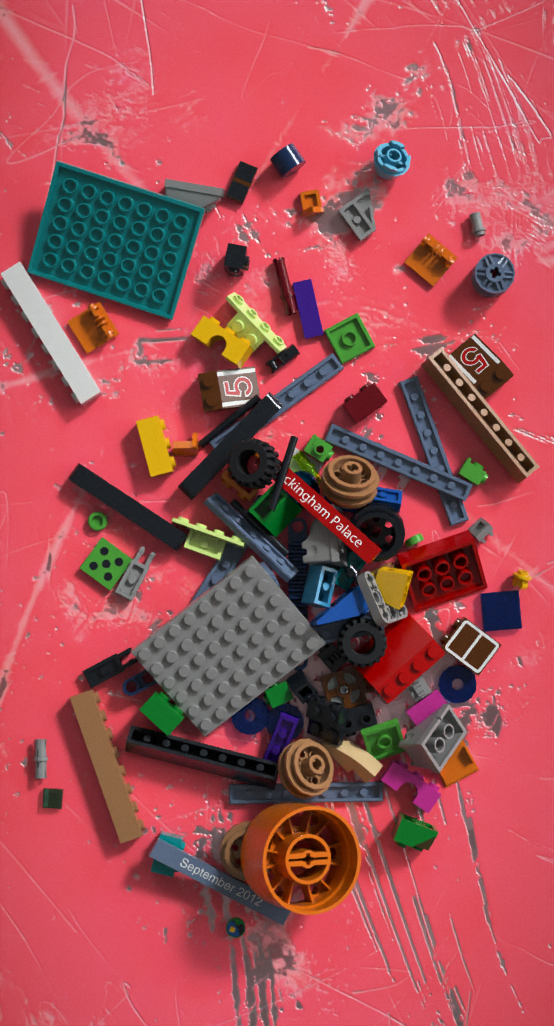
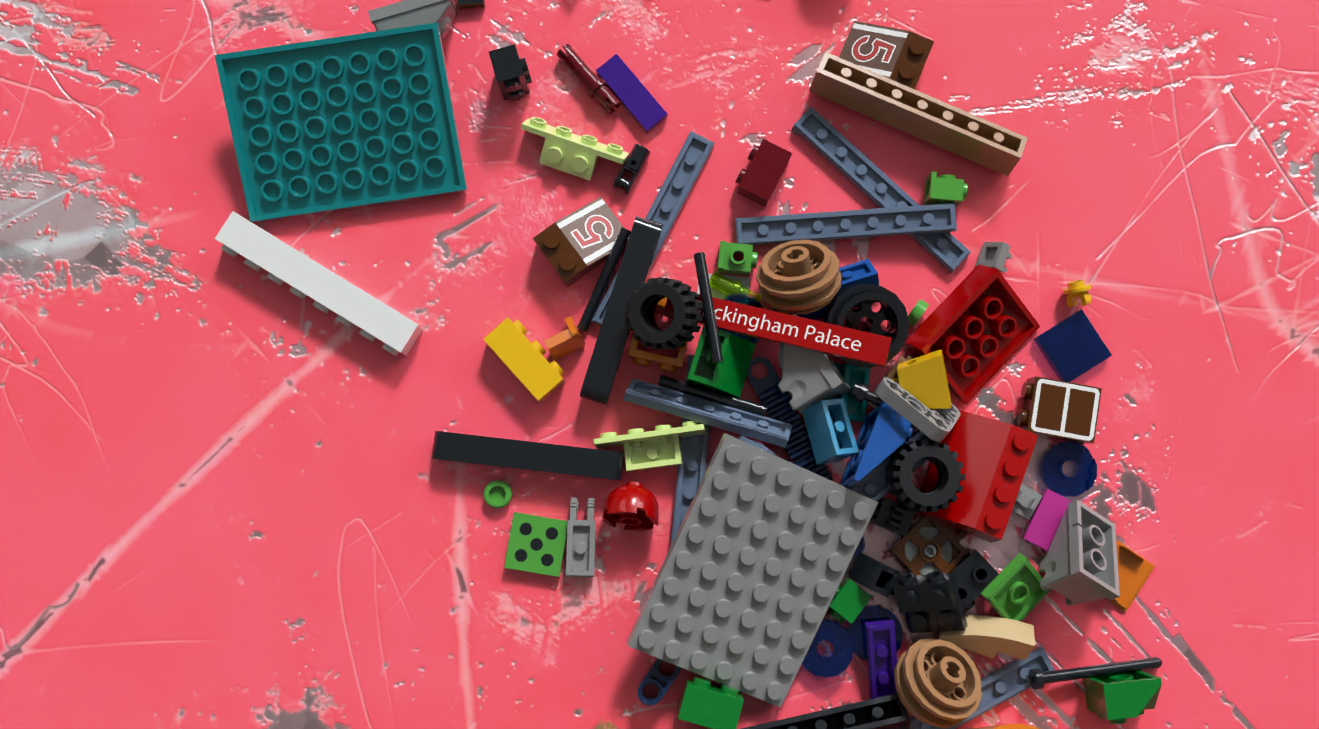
camera: 30 degrees left, 5 degrees down
(93, 327) = (370, 249): orange hinge -> none
(107, 668) = (607, 682): black hinge -> none
(176, 571) = (631, 506): none -> red cylinder
(236, 350) = (522, 180): yellow arch -> none
(349, 338) = (702, 104): bright green tile -> none
(368, 798) = (1038, 679): none -> black bar
(398, 774) = (1107, 635): dark pink arch -> none

